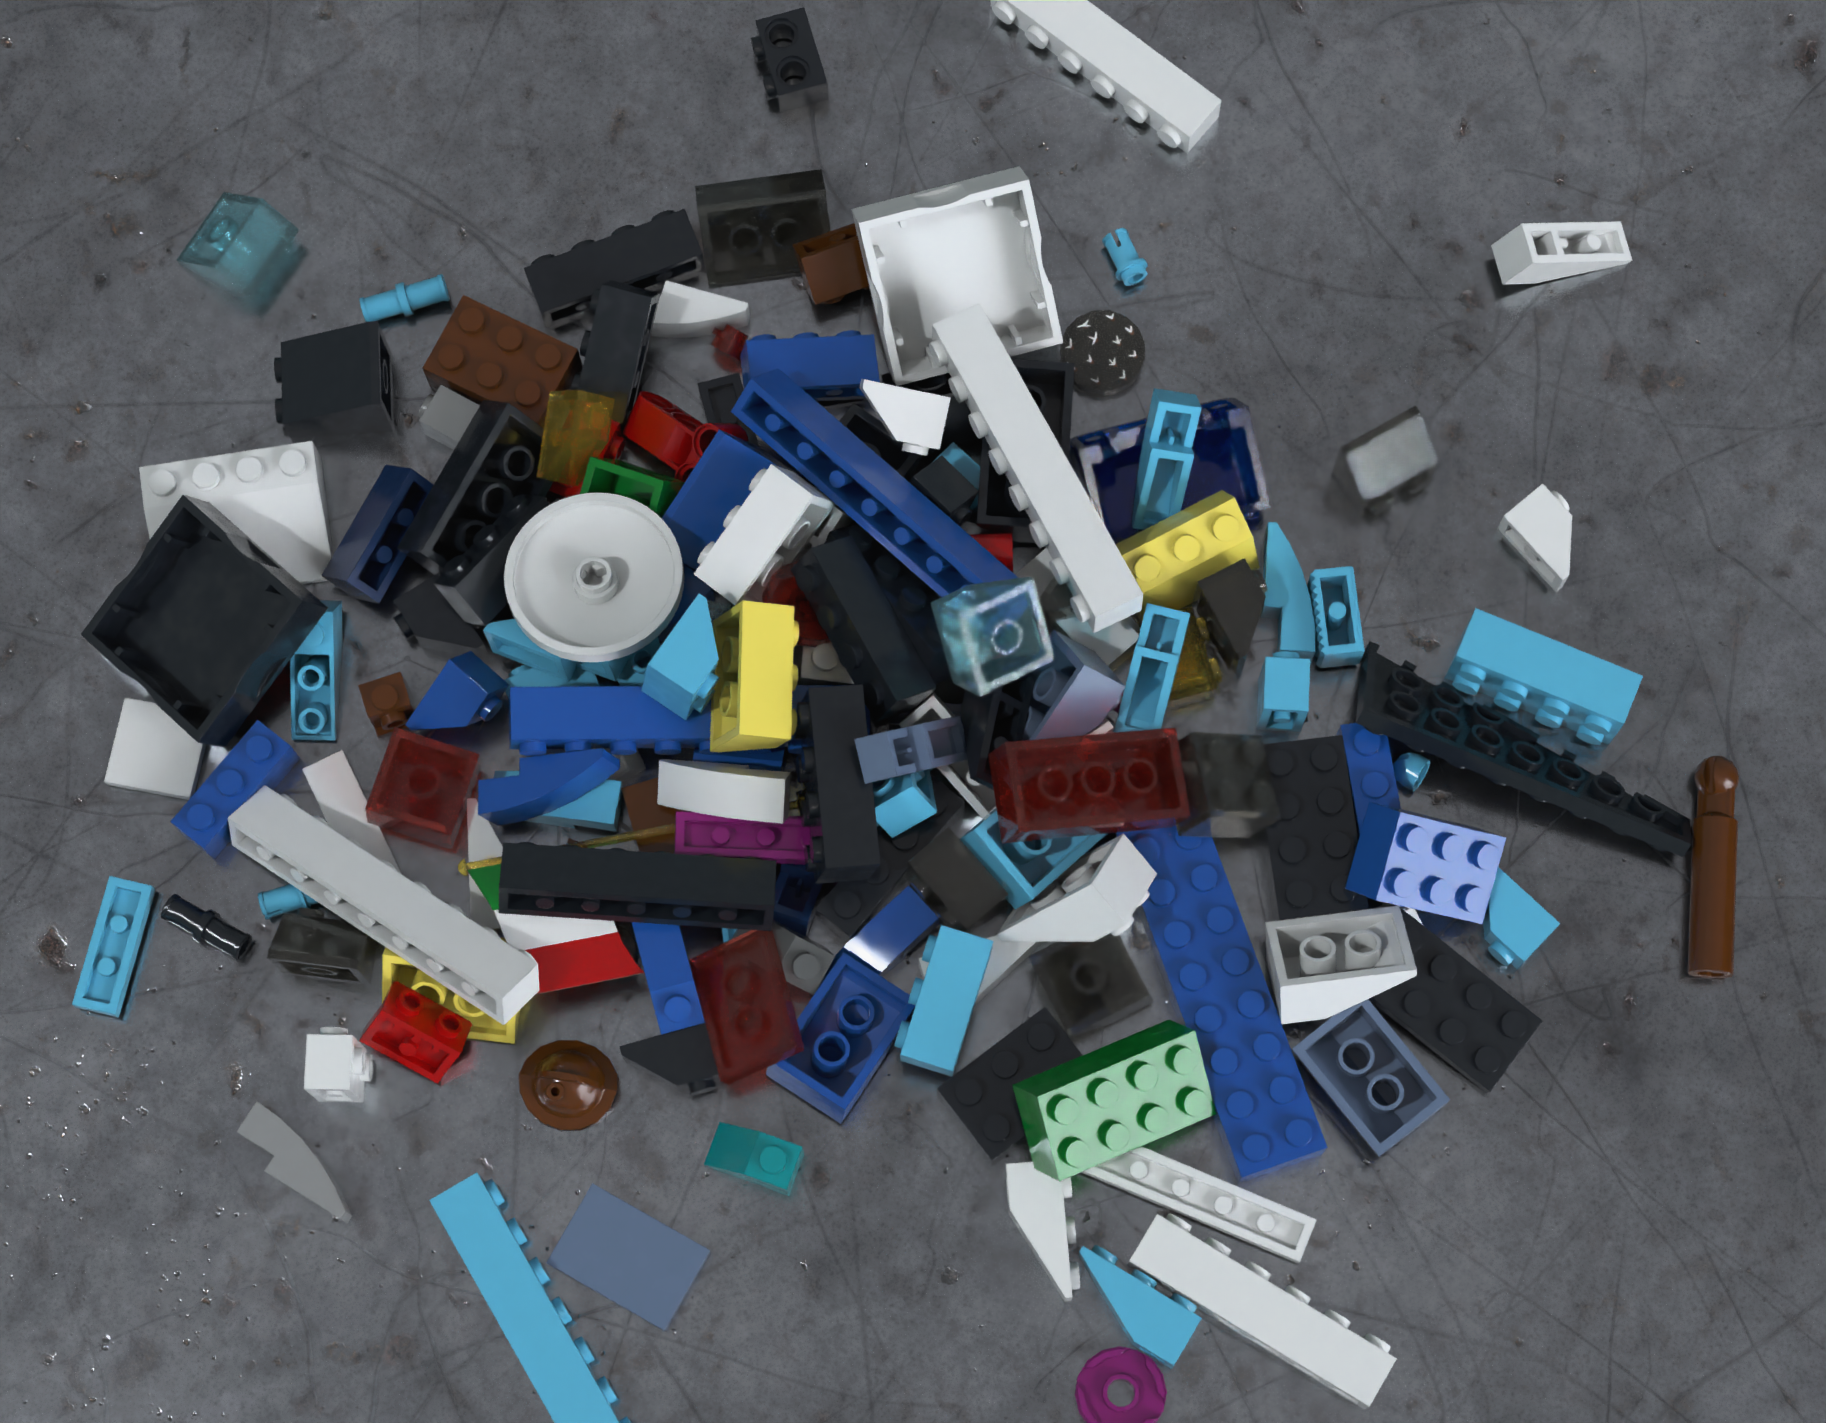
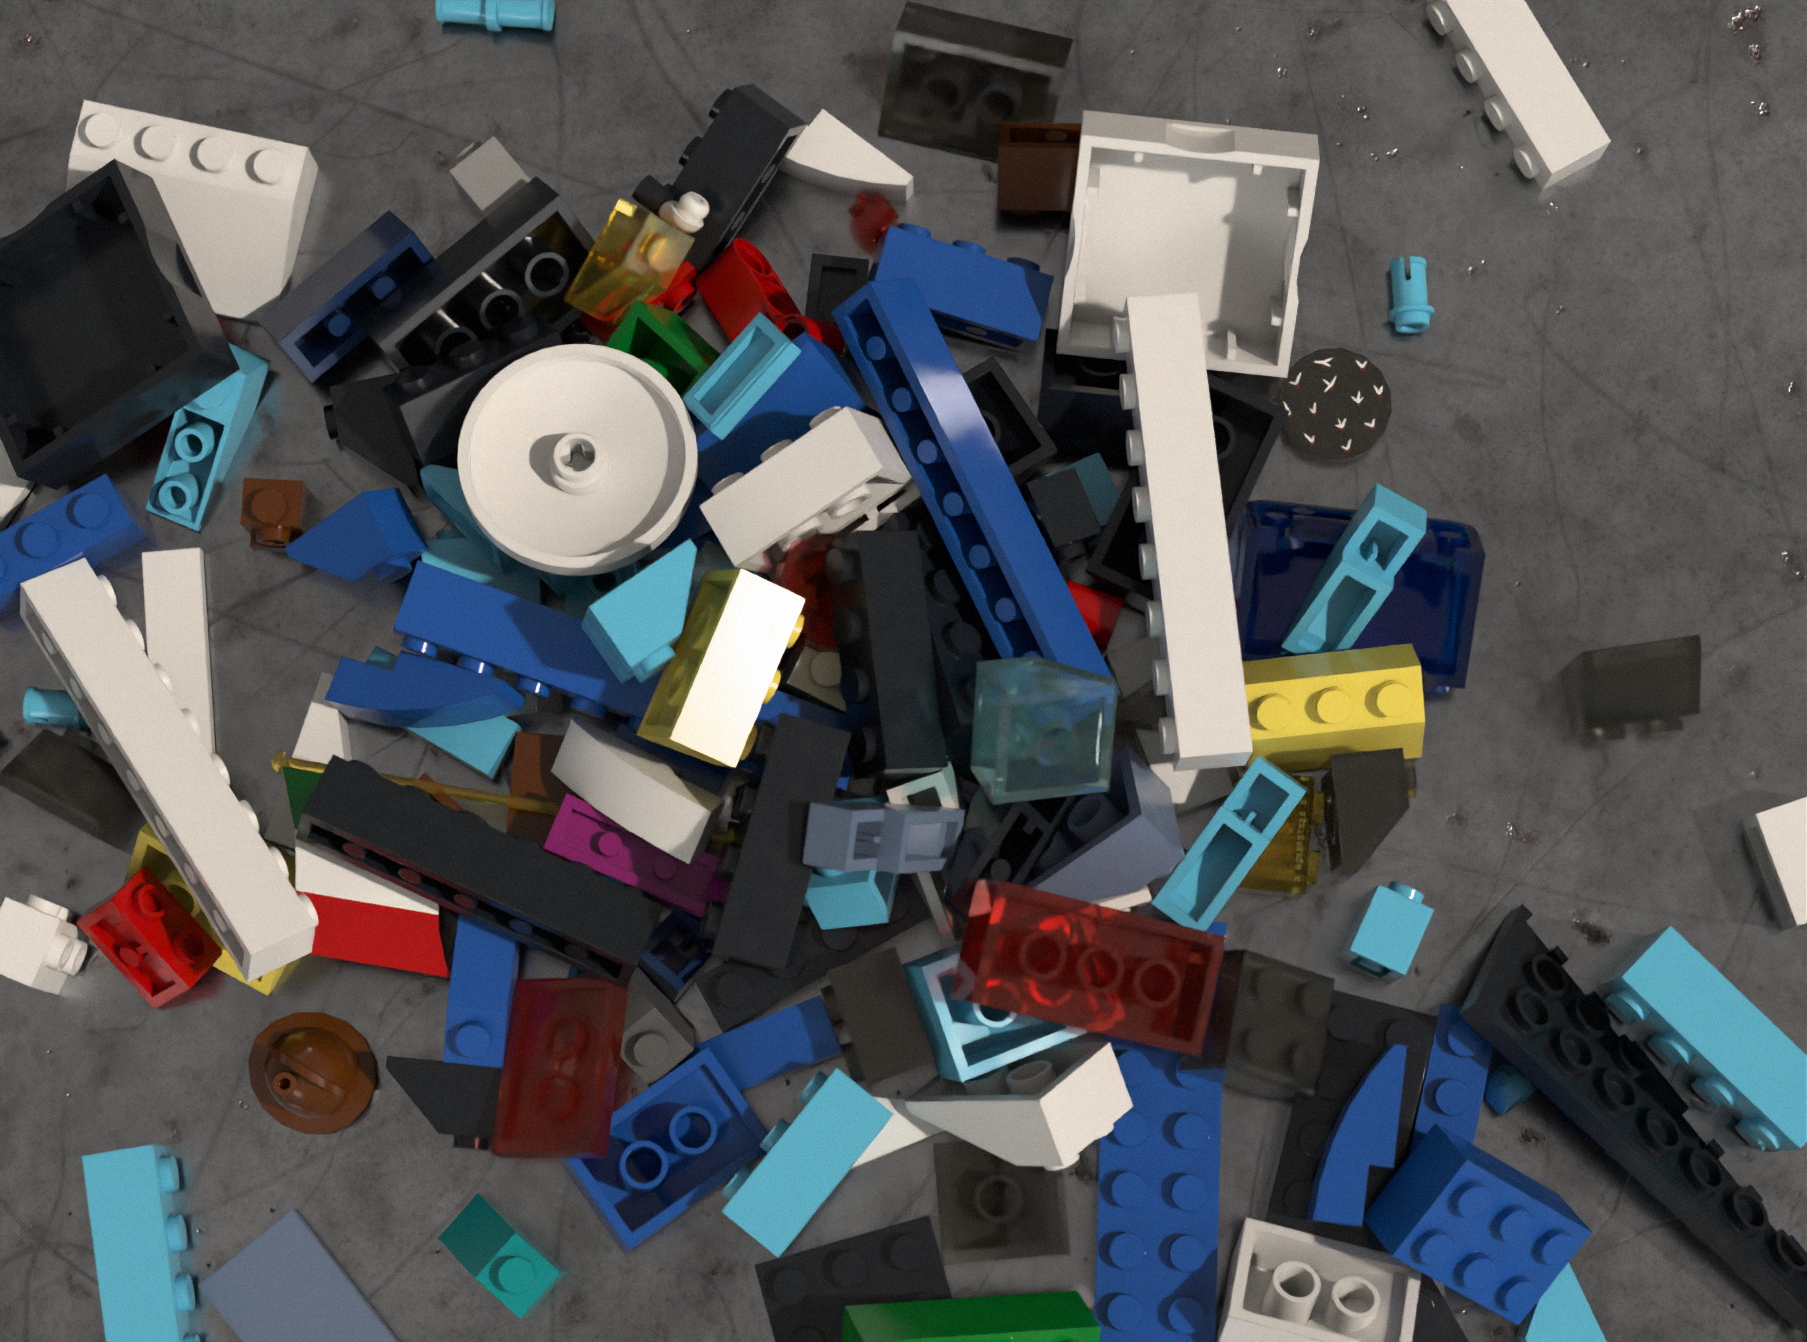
camera: 20 degrees right, 5 degrees up
(335, 383) = (368, 83): black slope -> none
(423, 788) = (274, 636): clear red brick -> none
(500, 360) = (577, 133): reddish brown brick -> none
(600, 384) = (682, 212): none -> arm
(631, 255) = (790, 62): black brick -> none
(686, 476) = (741, 376): none -> medium azure tile
(909, 414) = (1053, 400): white slope -> none
(1287, 595) = (1440, 810): medium azure slope -> none
(1323, 837) = (1359, 1140): none -> blue slope
(1336, 617) = (1490, 860): medium azure brick -> none

